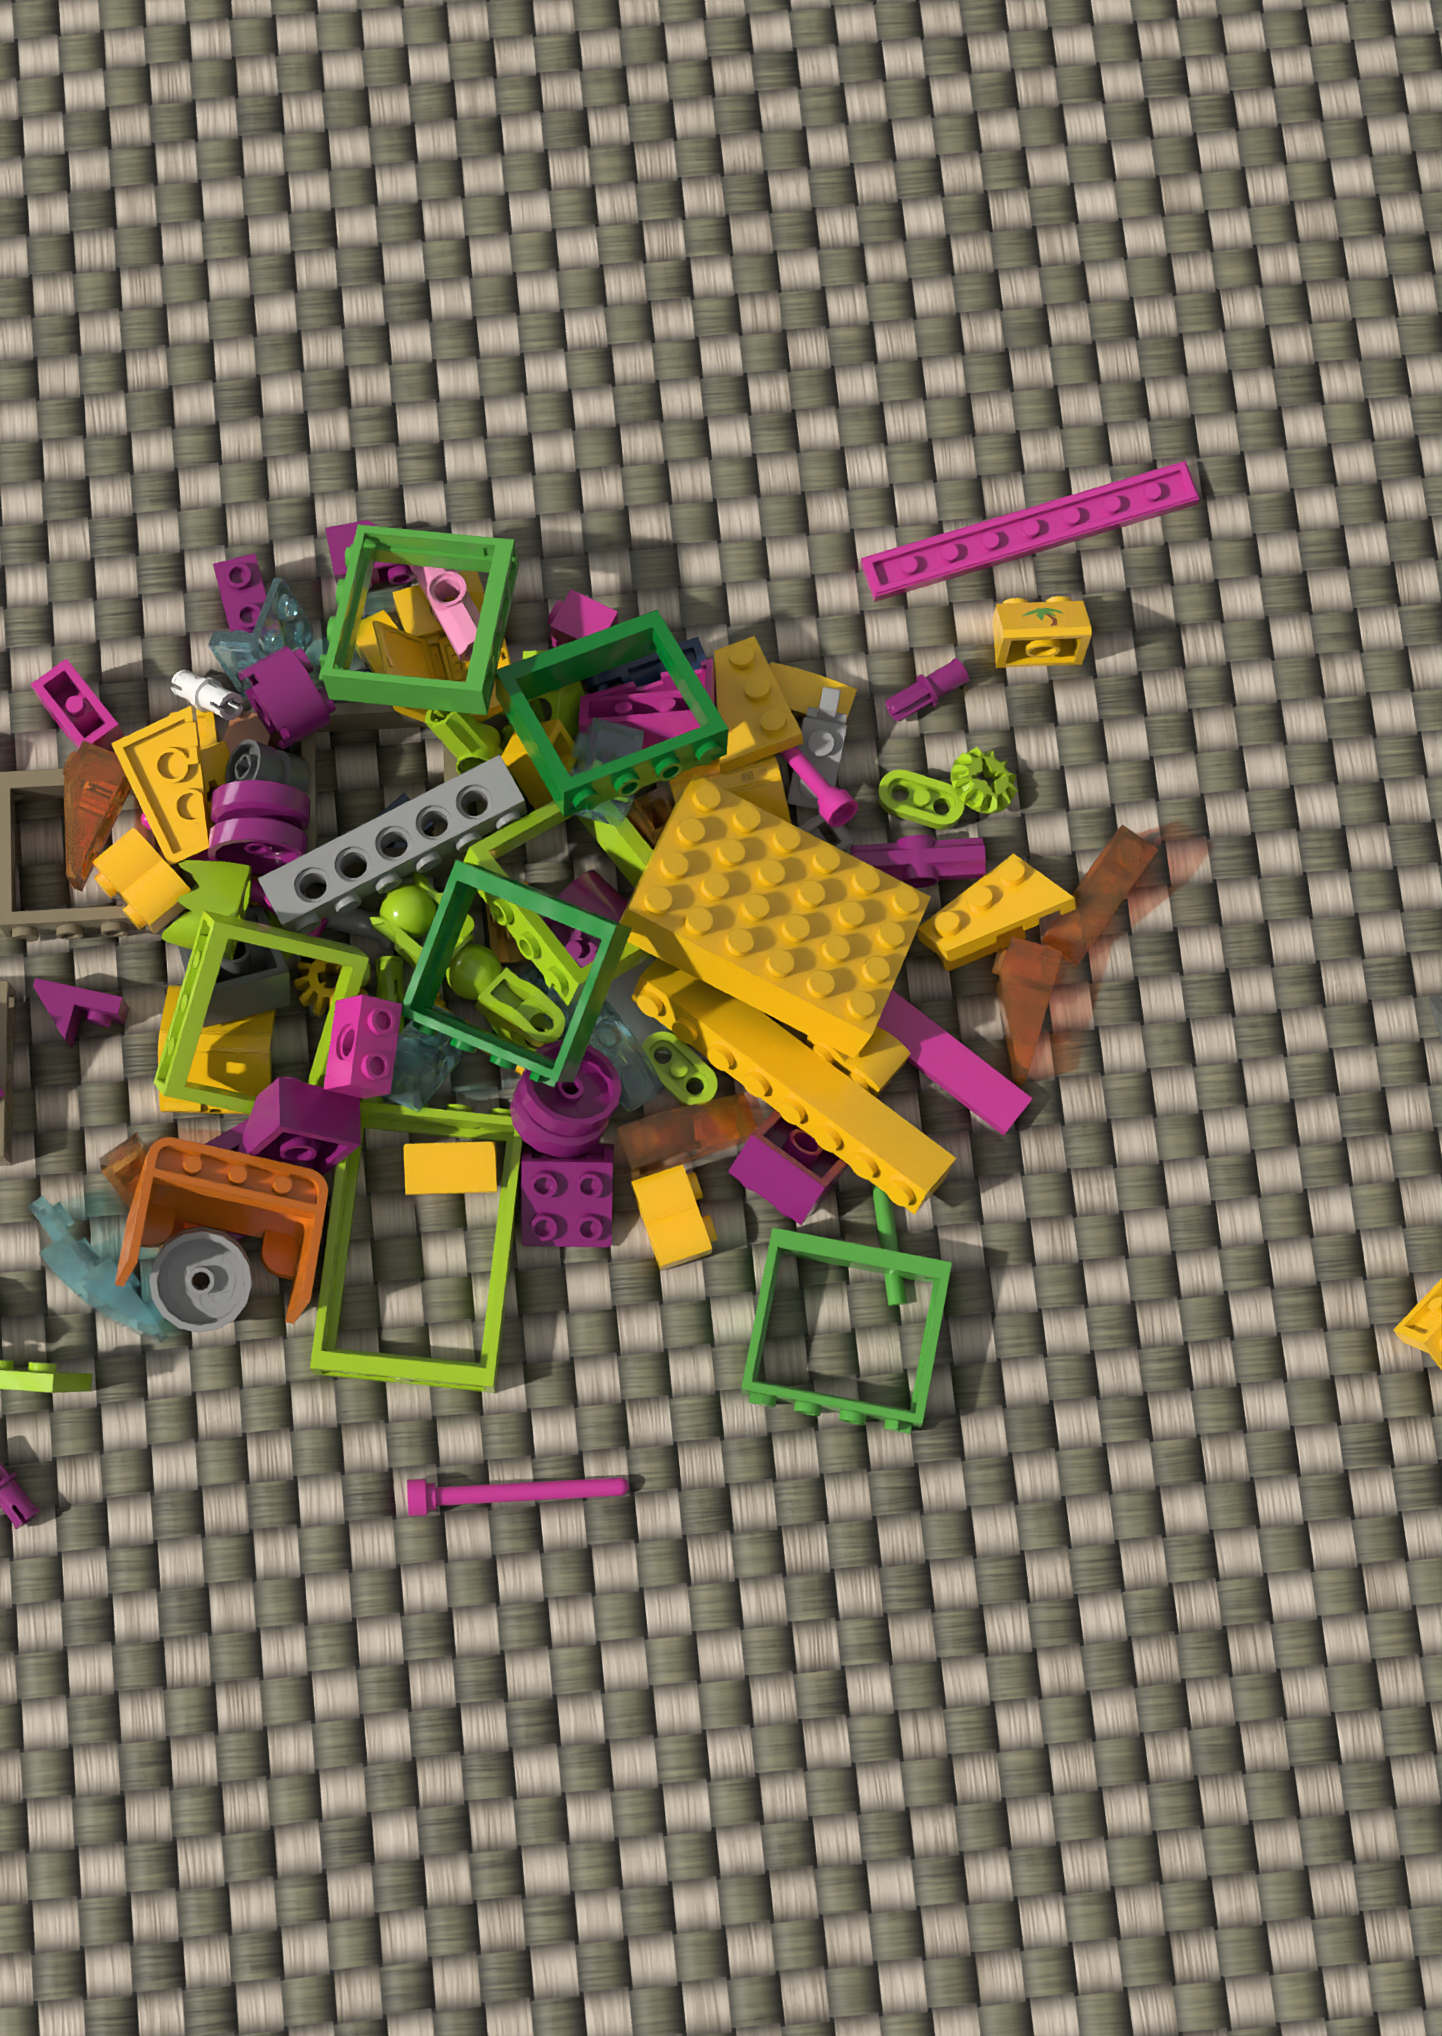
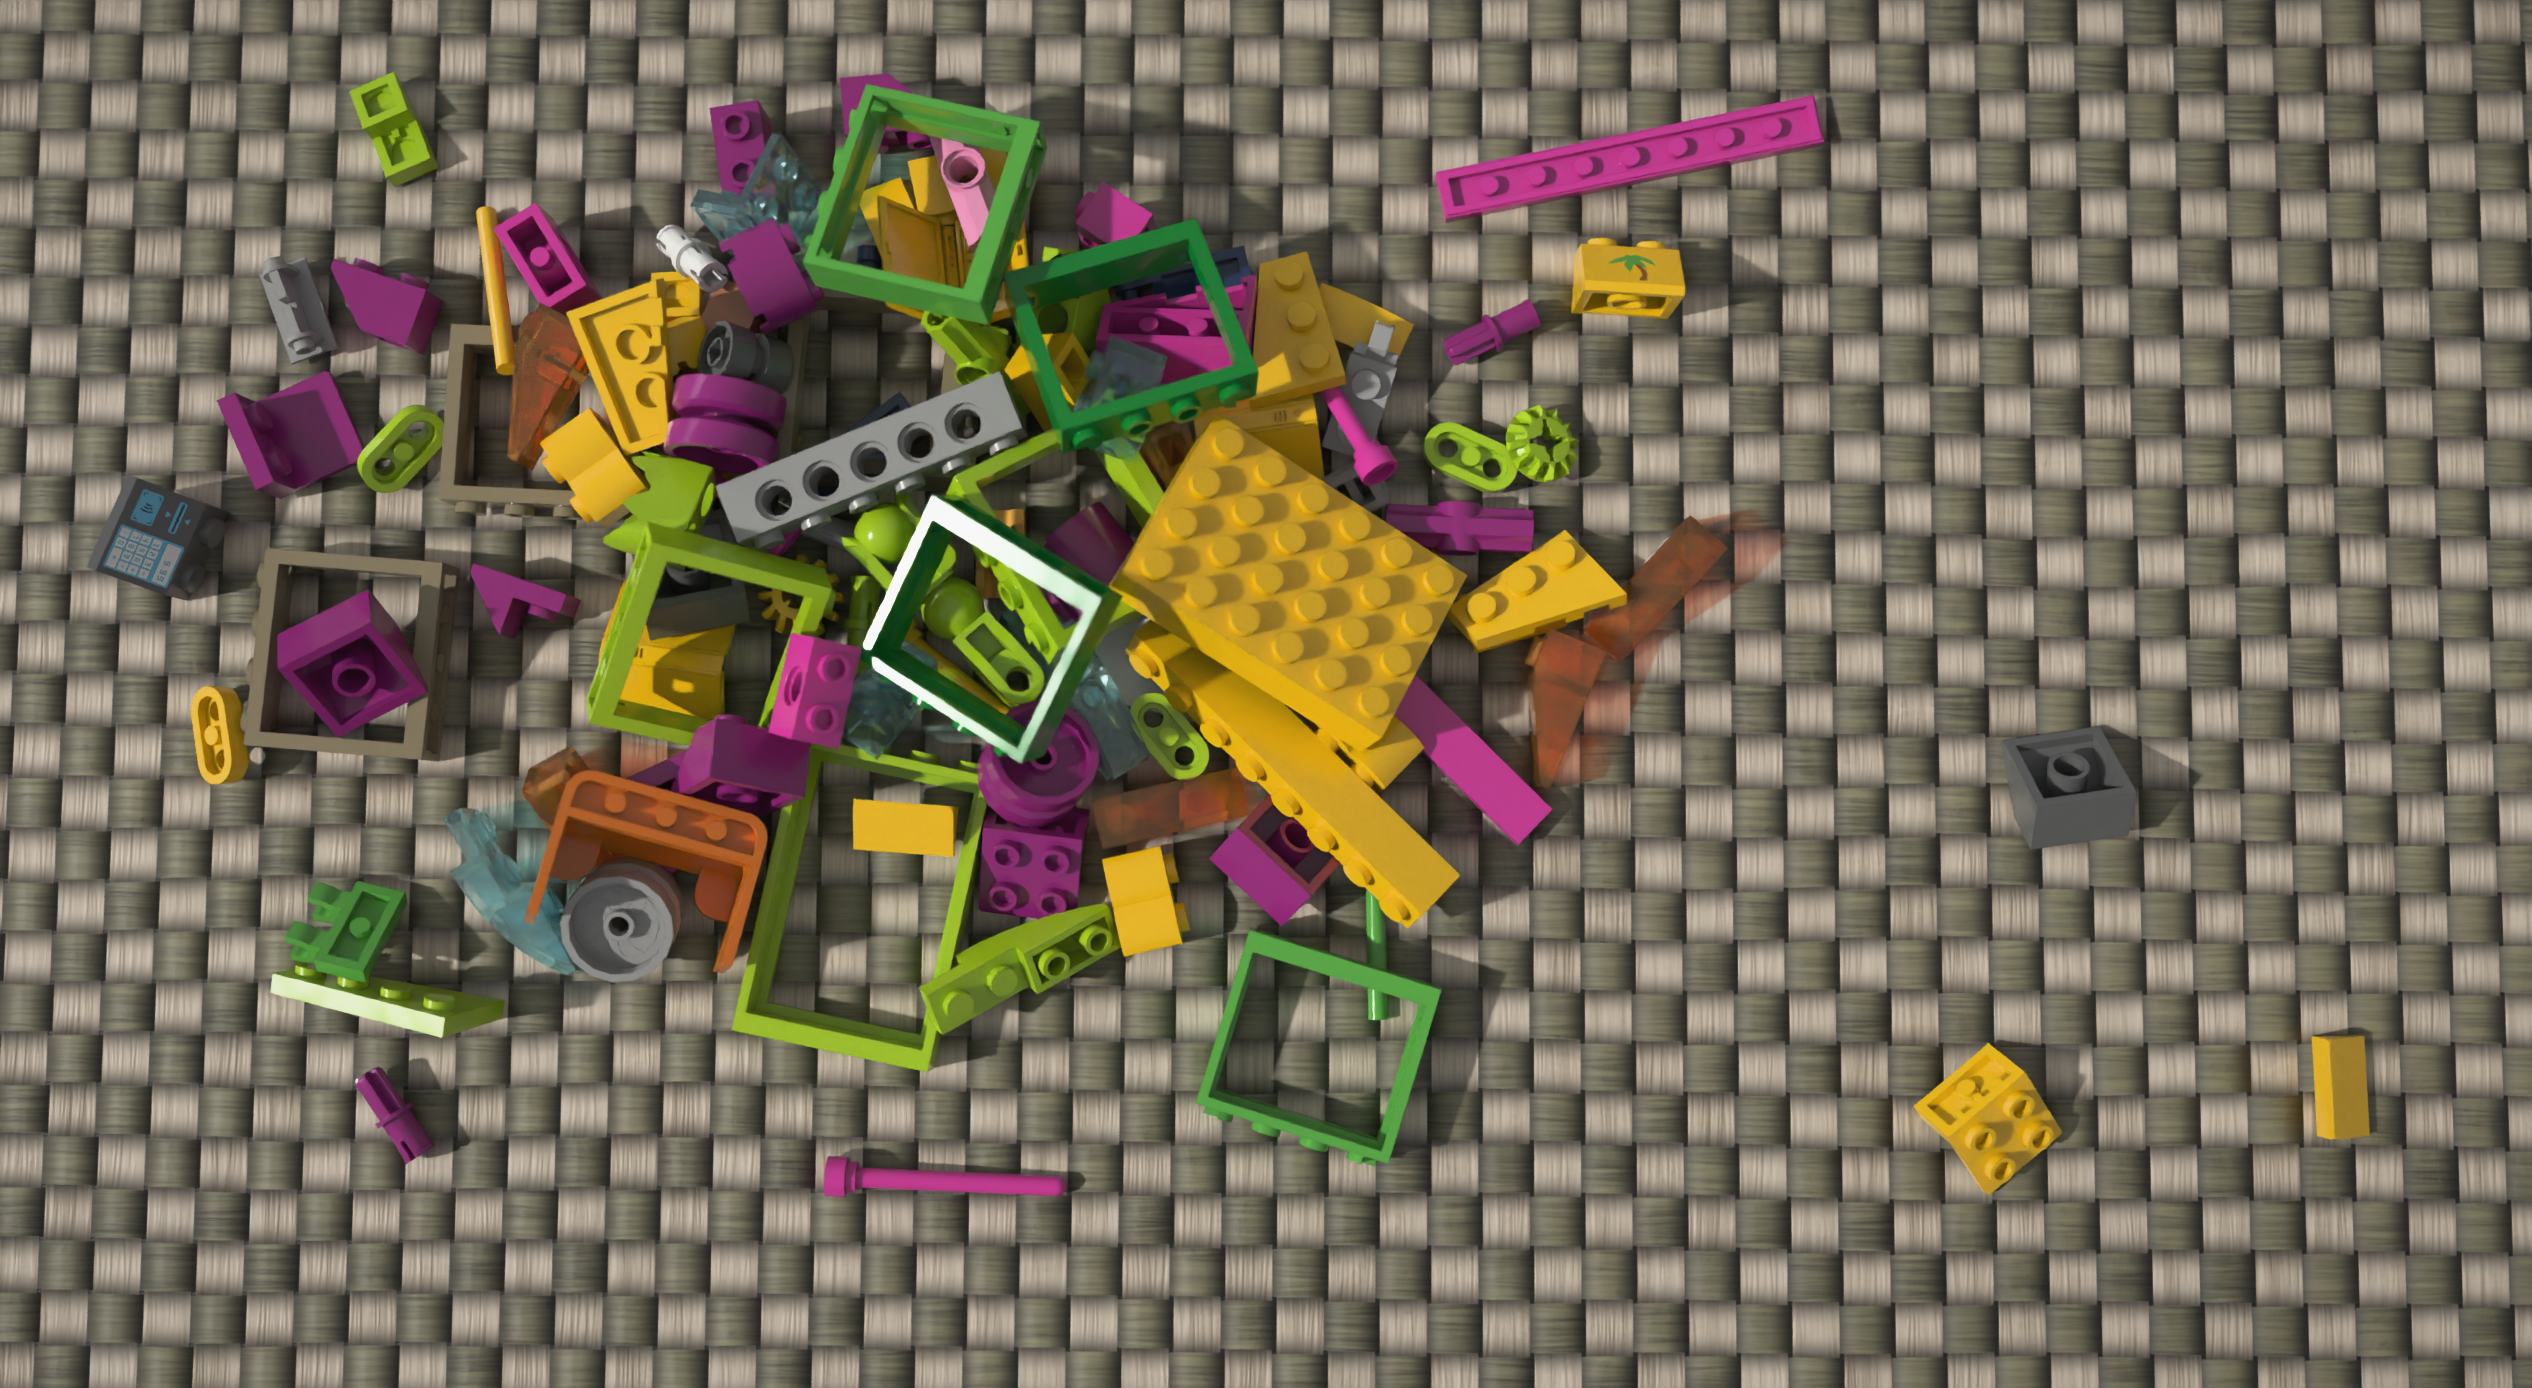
camera: 10 degrees right, 10 degrees up
(34, 740) = (496, 290): none -> yellow bar
(567, 1279) = (1019, 958): none -> lime slope

